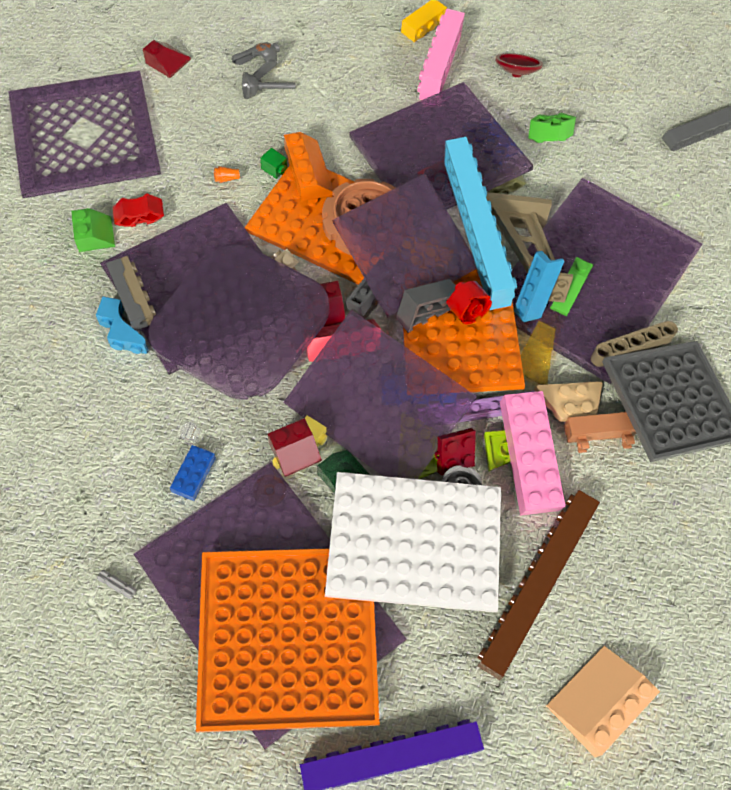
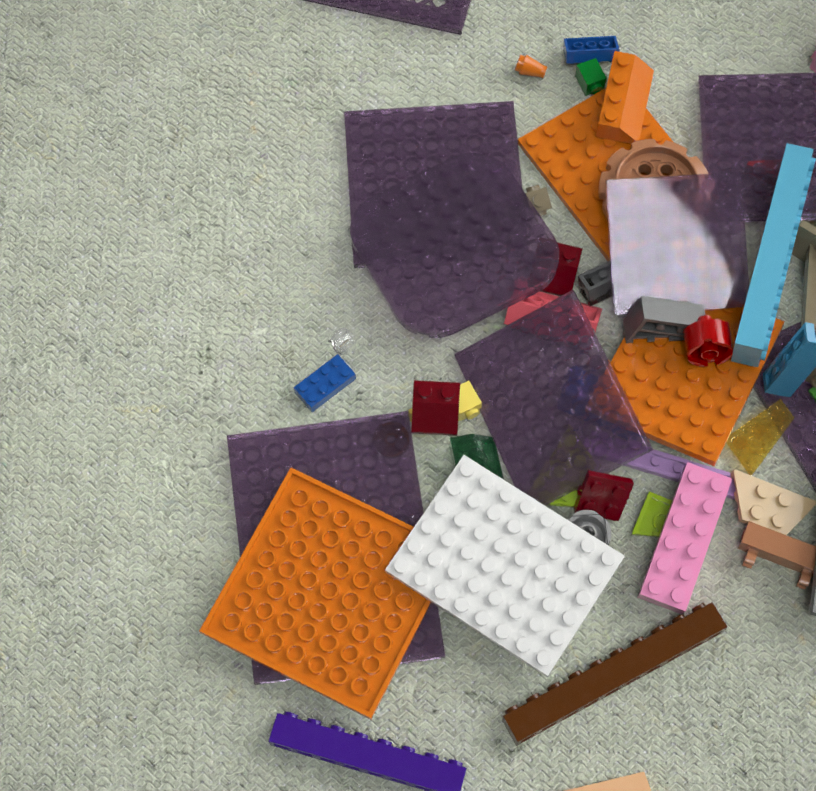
camera: 35 degrees right, 5 degrees up
(92, 230) = (354, 70): bright green slope -> none
(117, 584) = (197, 456): light grey axle -> none
(121, 334) = (325, 201): dark azure arch -> none
(130, 292) = (357, 161): piece -> none
(139, 210) = (413, 69): red brick -> none
(258, 146) = (587, 48): none -> blue piece

